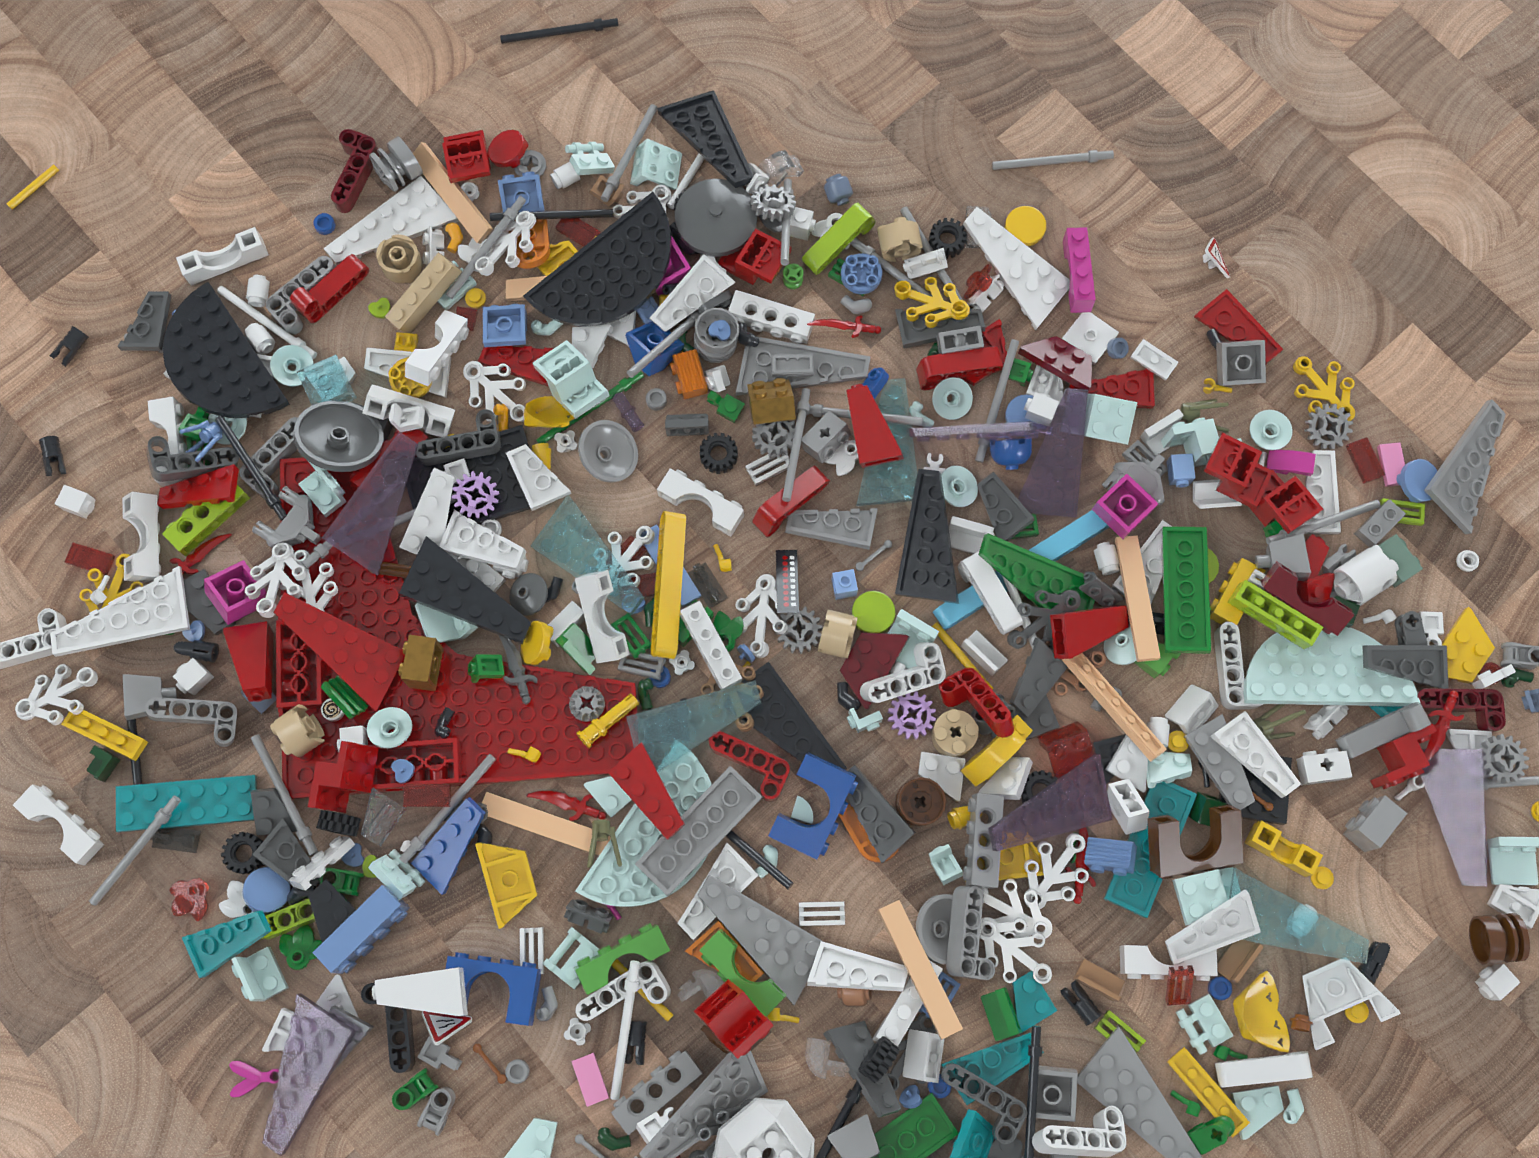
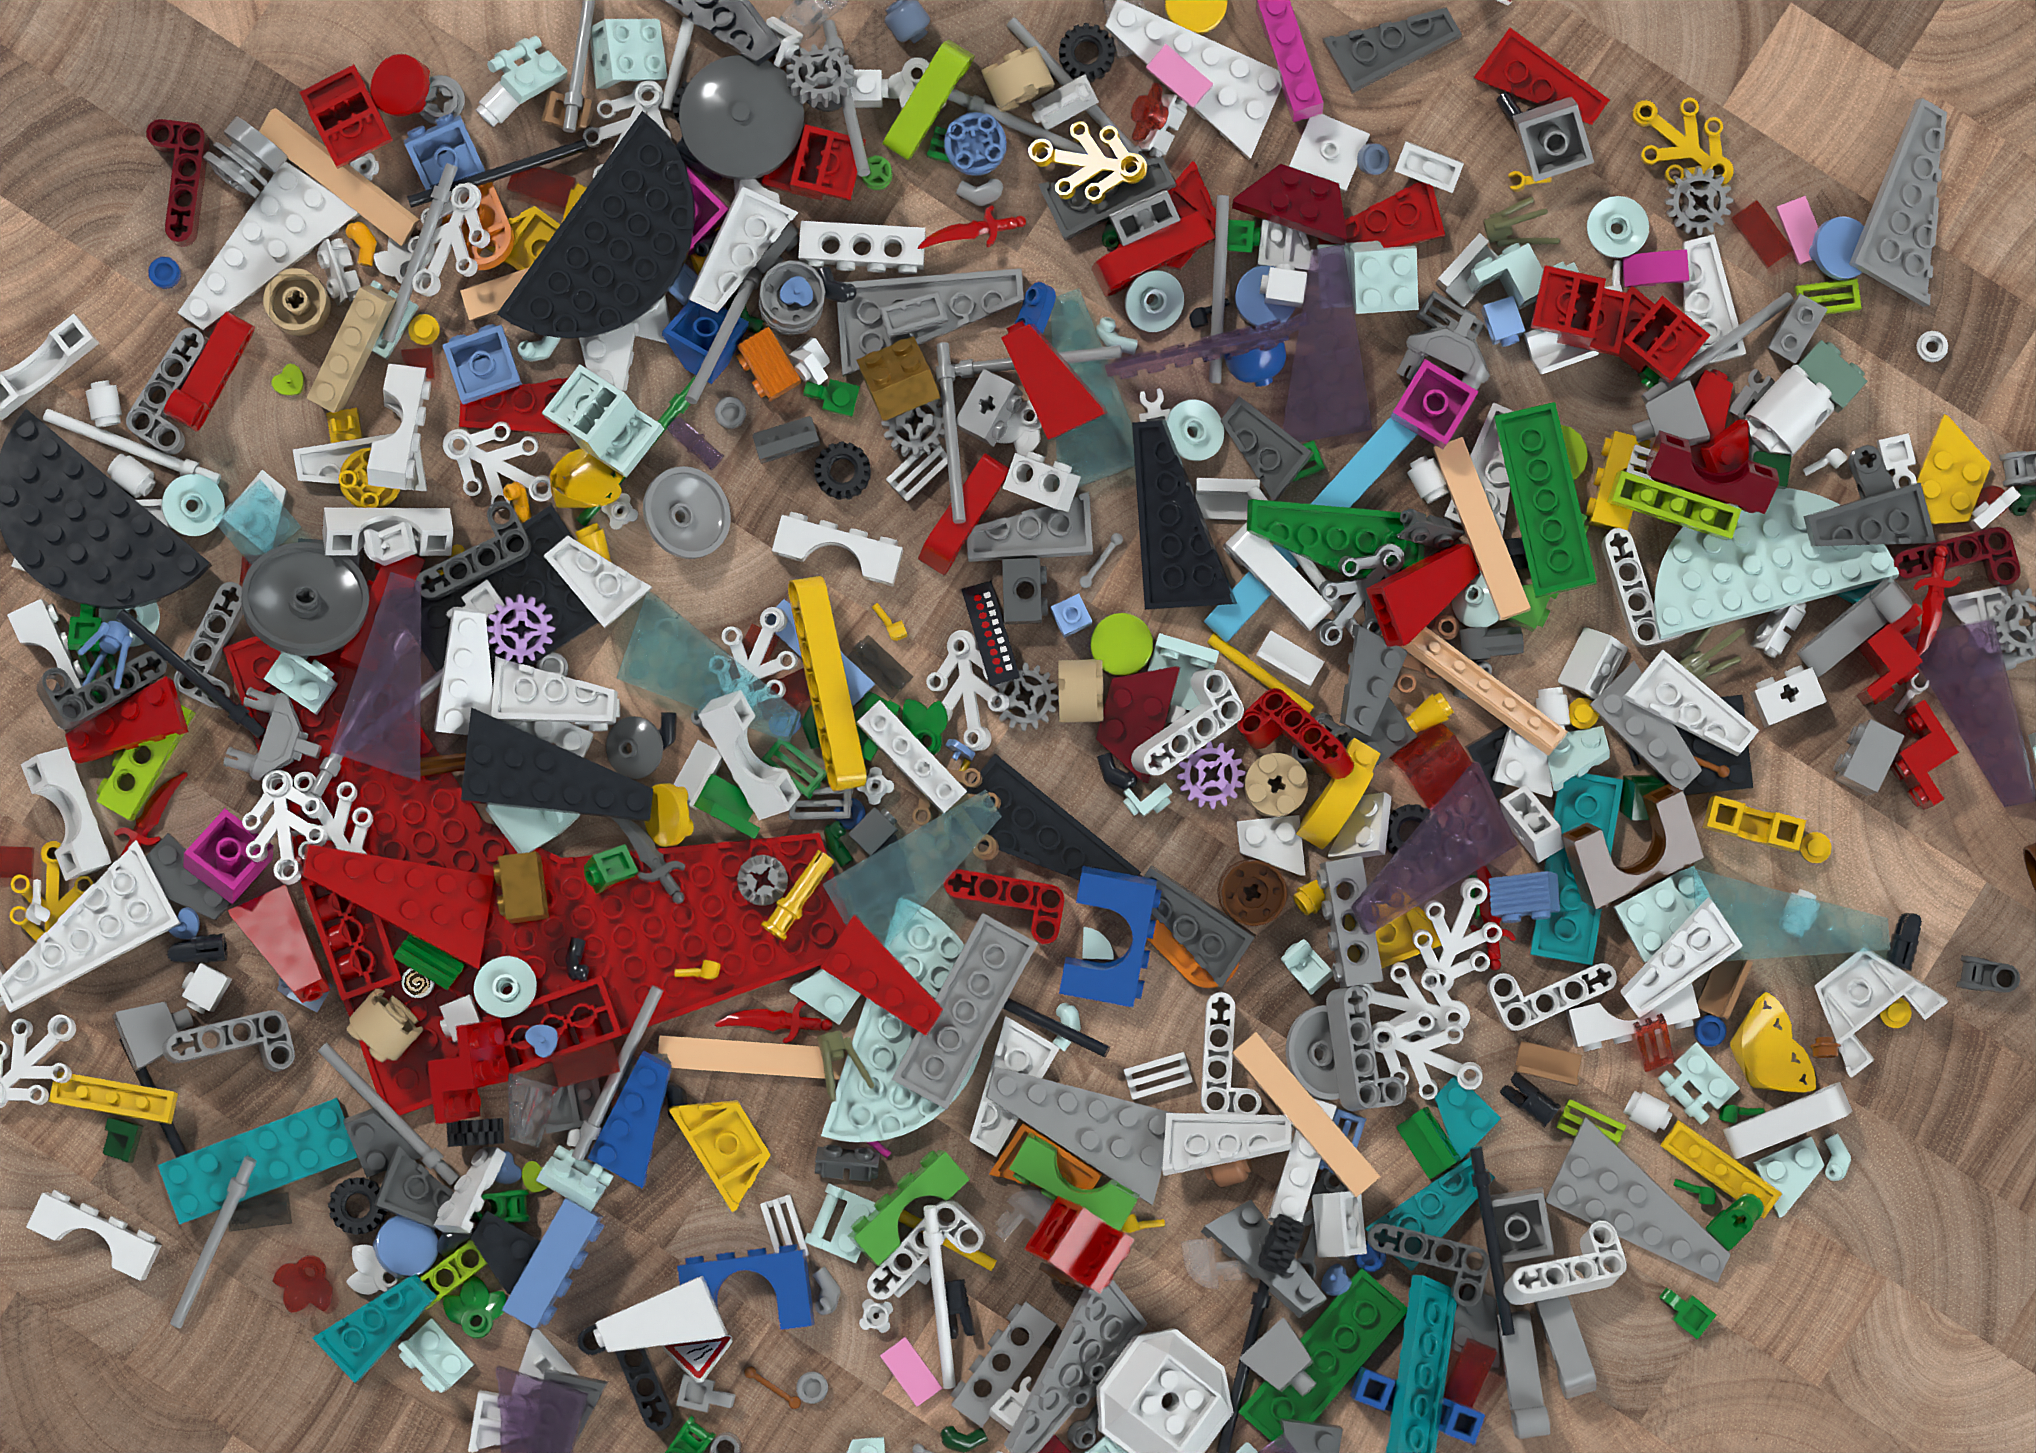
camera: 15 degrees left, 10 degrees up
(412, 823) = (574, 1105): none -> dark grey wing
(616, 1009) = (922, 1274): none -> white hand
(672, 690) = (874, 830): none -> dark grey brick
(814, 548) = (1017, 573): none -> dark grey brick
(846, 494) = (1041, 484): none -> white brick
(872, 911) = (1222, 1054): none -> white beam
(979, 415) = (1198, 316): none -> black hand
(1004, 263) = (1179, 76): none -> bright pink tile
(1072, 713) = (1430, 713): none -> yellow cone
(1116, 930) = (1554, 991): none -> white beam
(1121, 676) = (1485, 643): none -> dark grey piece
(1136, 285) = (1382, 50): none -> dark grey wing
(1164, 1034) = (1648, 1111): none -> white brick
(1422, 827) = (1923, 755): none -> red bracket
(1425, 1001) = (1985, 975): none -> dark grey piece

